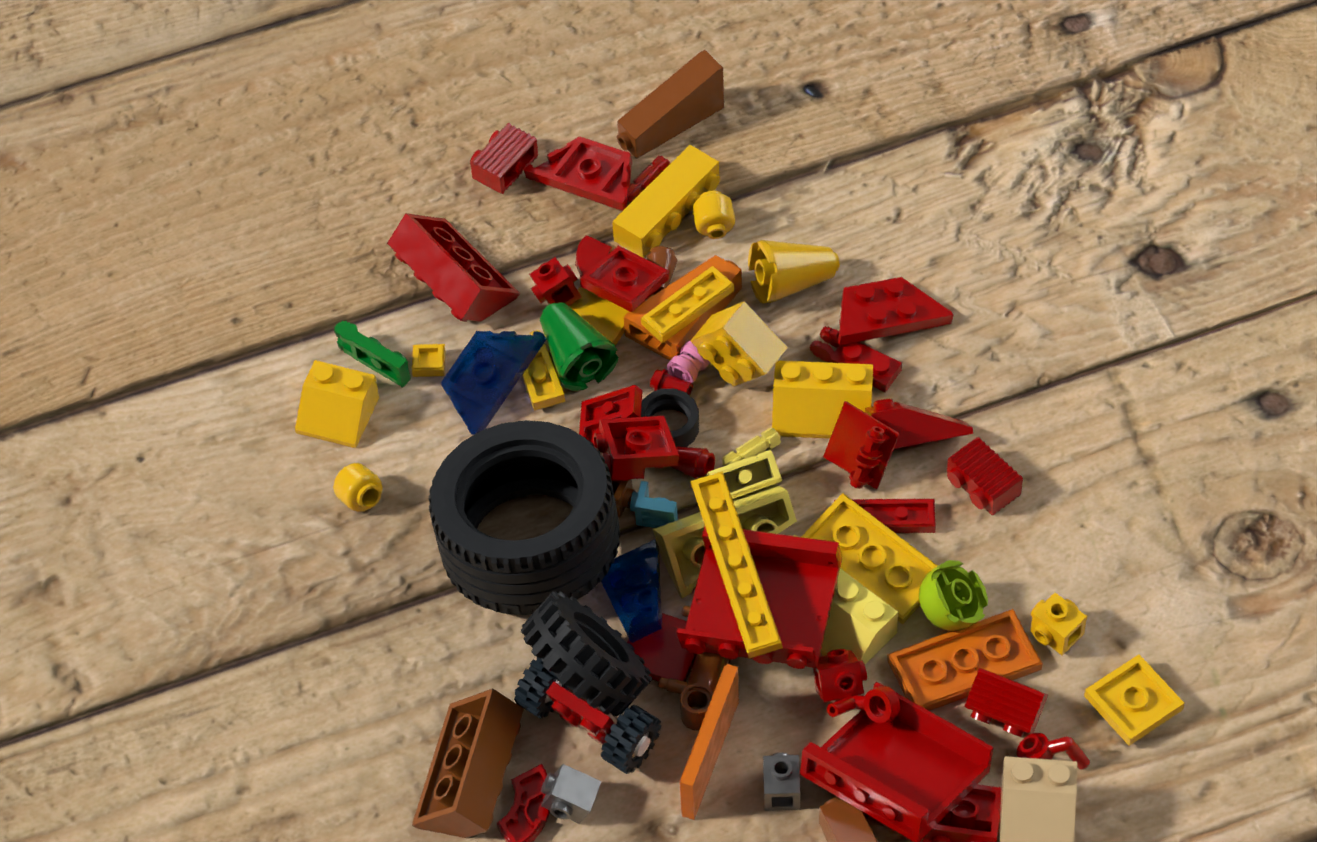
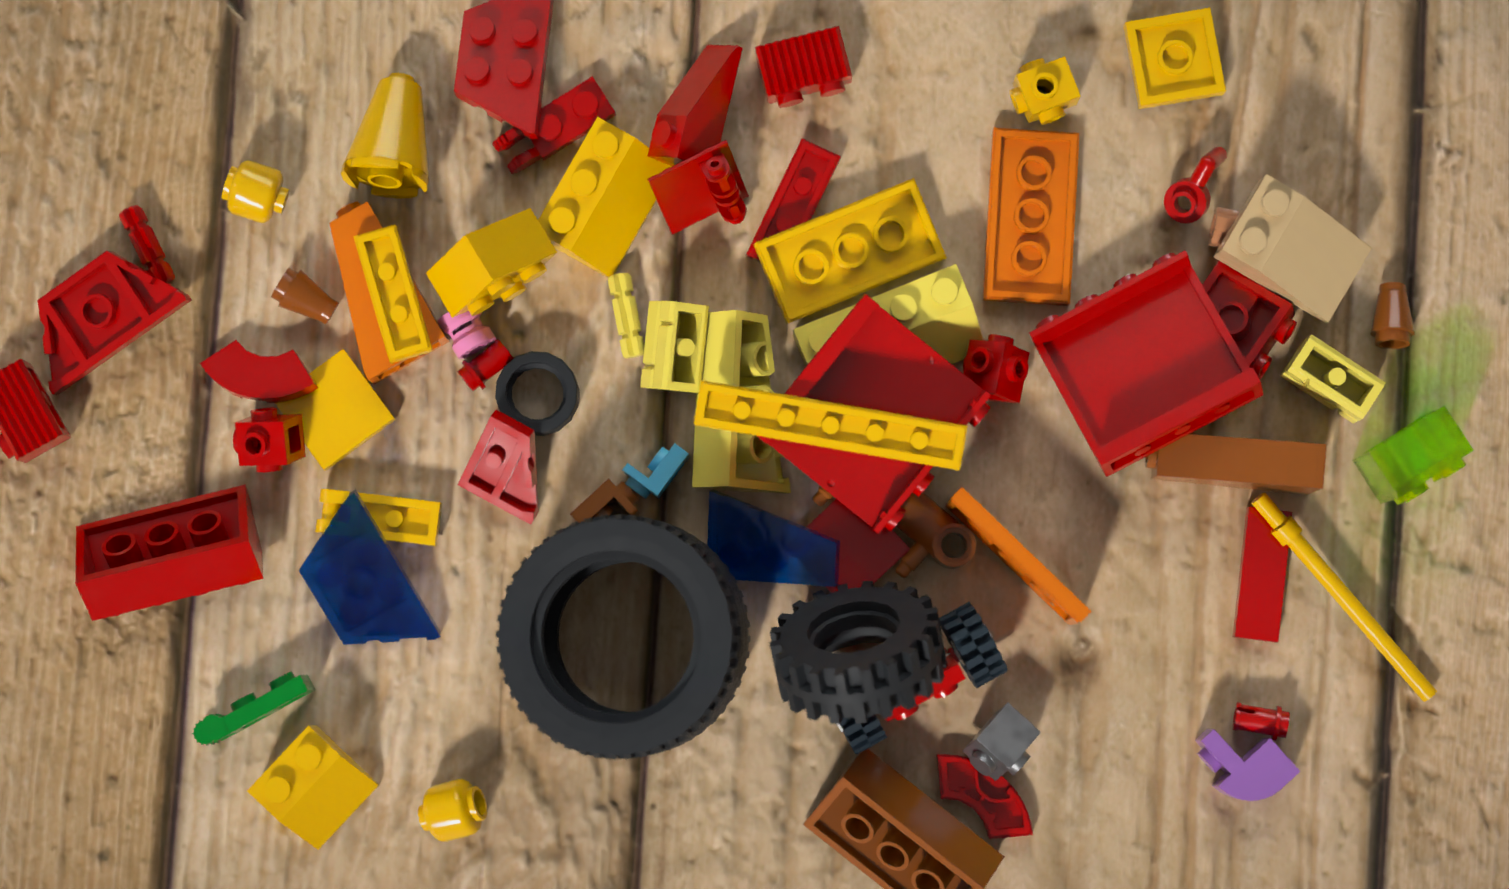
camera: 65 degrees left, 30 degrees up
(428, 360) = (293, 642): yellow tile -> none
(576, 347) = (377, 458): green cone -> none
(624, 278) = (310, 351): red plate -> none
(635, 444) = (581, 457): red plate -> none
(665, 201) = (200, 238): yellow brick -> none
(674, 106) = (56, 161): dark orange slope -> none
(695, 461) = (609, 395): red cone -> none
(781, 782) = (1092, 498): flat silver brick -> none
(879, 704) = (1062, 345): red plate -> none
(952, 596) = (960, 190): lime cylinder -> none
(1006, 702) = (1117, 201): red brick -> none

